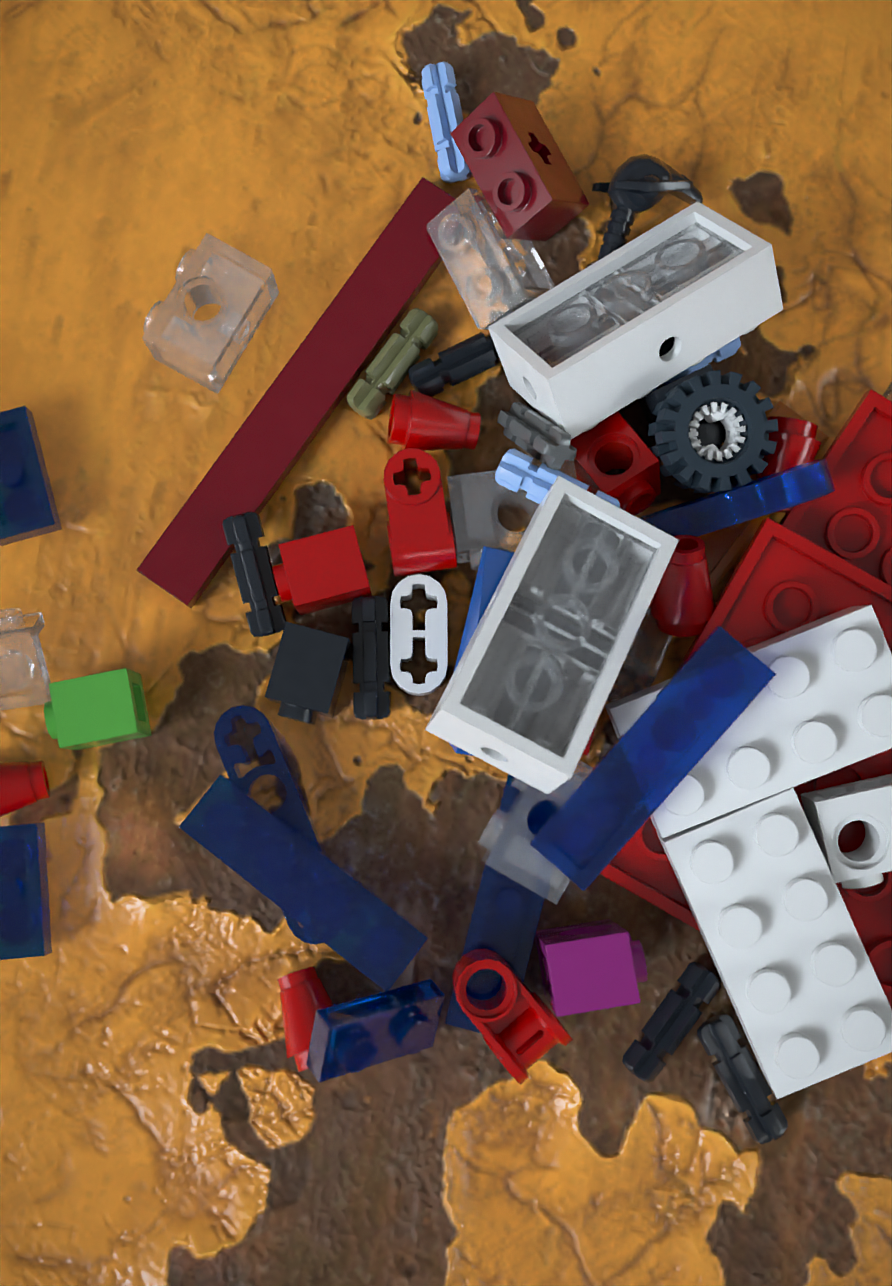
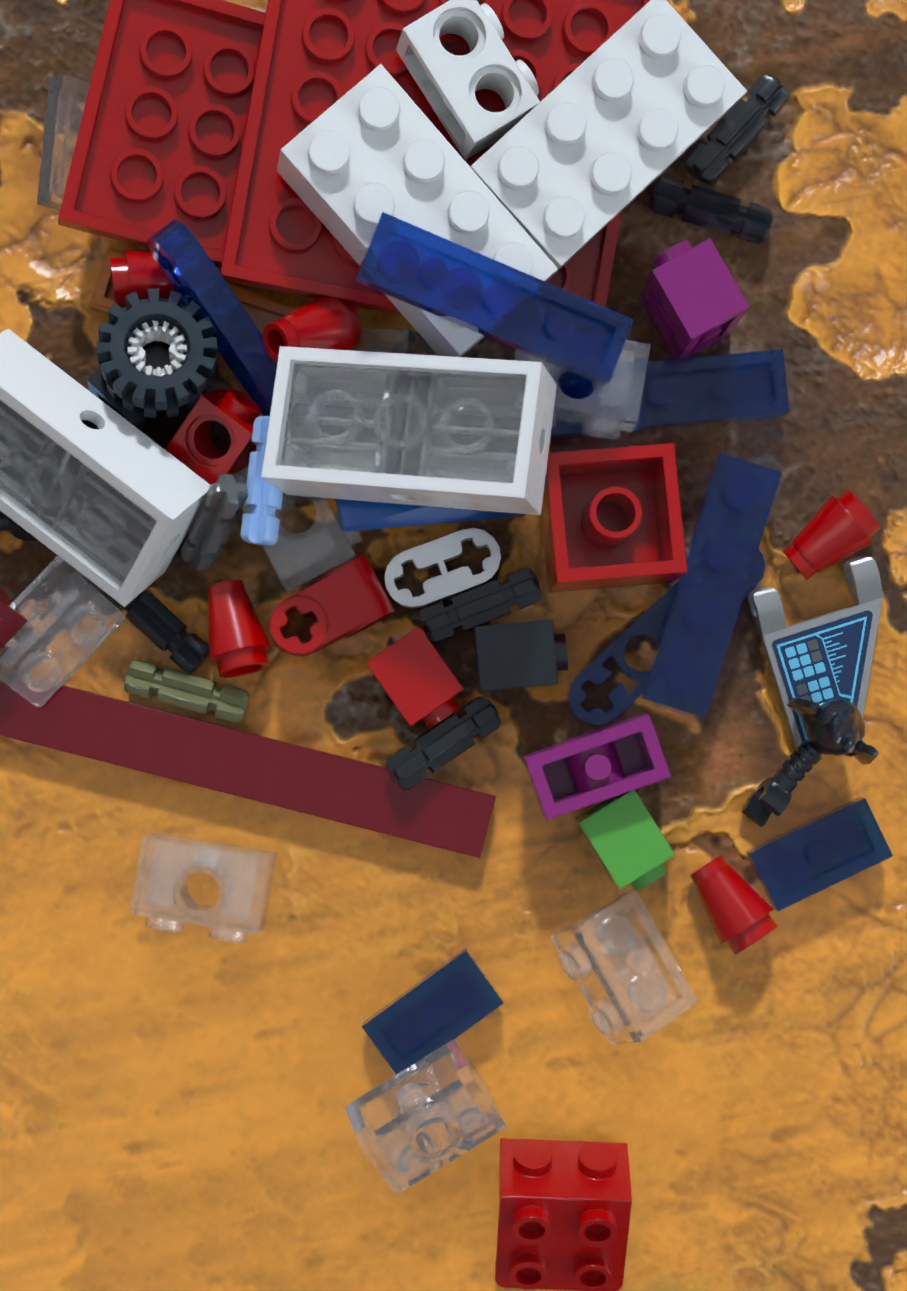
camera: 105 degrees left, 5 degrees up
(119, 945) = (831, 730): none -> black piece
(174, 703) = (596, 766): none -> magenta brick
(194, 968) = (825, 654): none -> flag
(374, 1029) = (818, 470): clear blue plate -> none
(404, 809) = (612, 518): none -> red brick
(513, 1021) = (765, 351): red piece -> none

